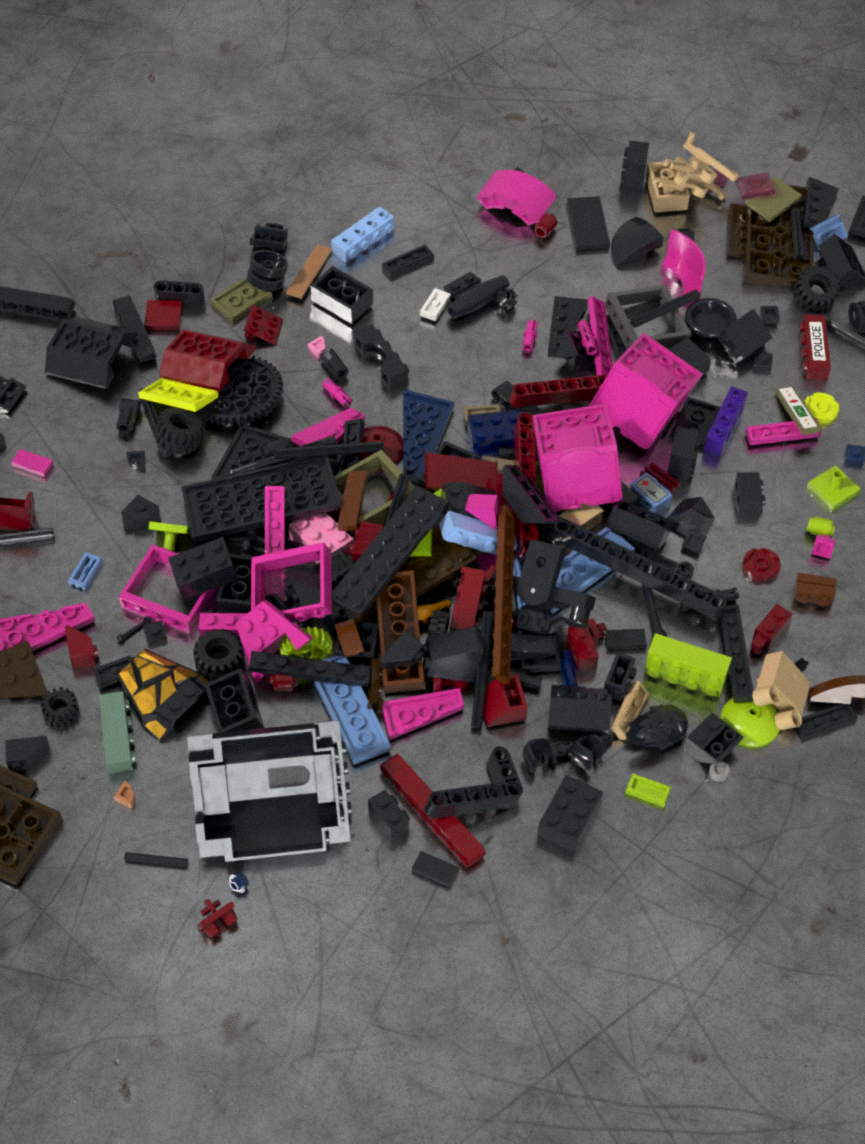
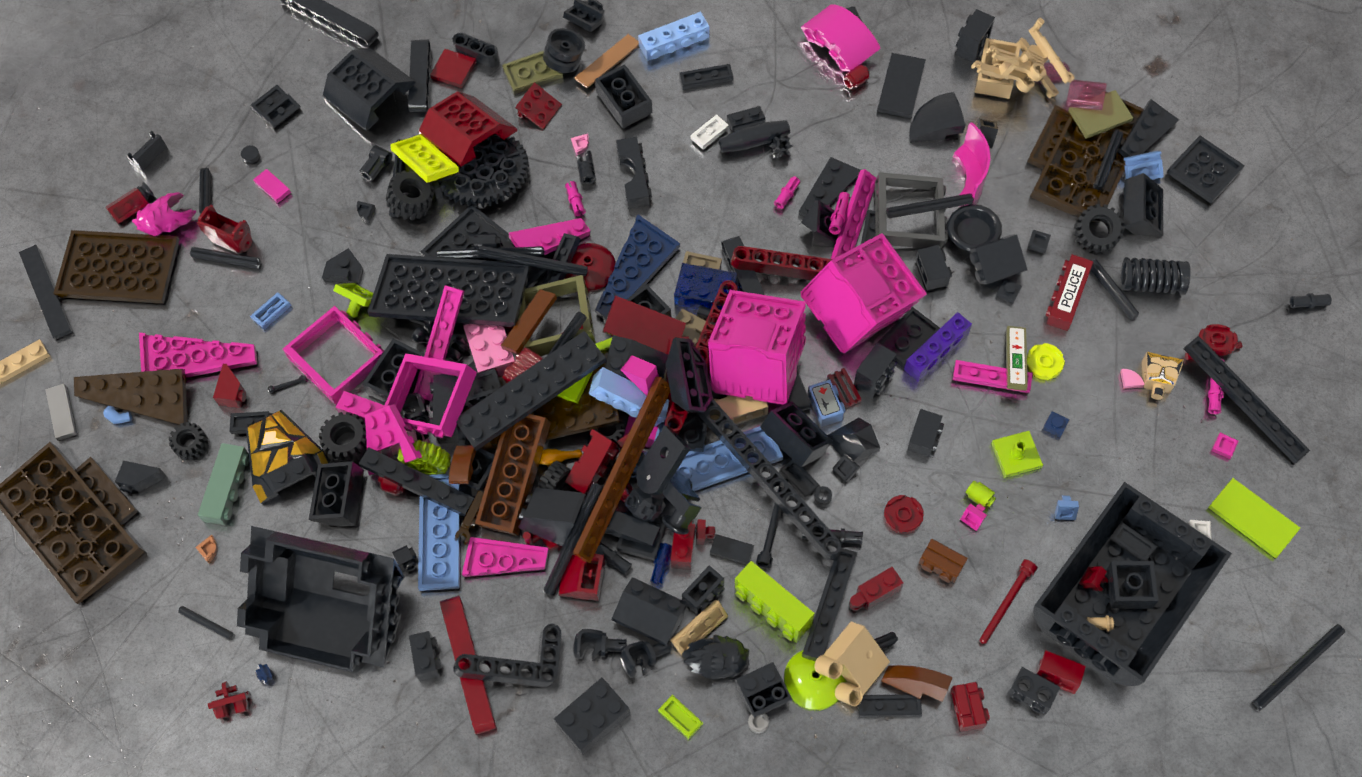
camera: 25 degrees right, 10 degrees up
(155, 632) = (303, 393): black plate -> none
(203, 568) = (362, 348): black brick -> none
(403, 653) = (501, 498): black slope -> none
(435, 869) = (445, 725): black tile -> none

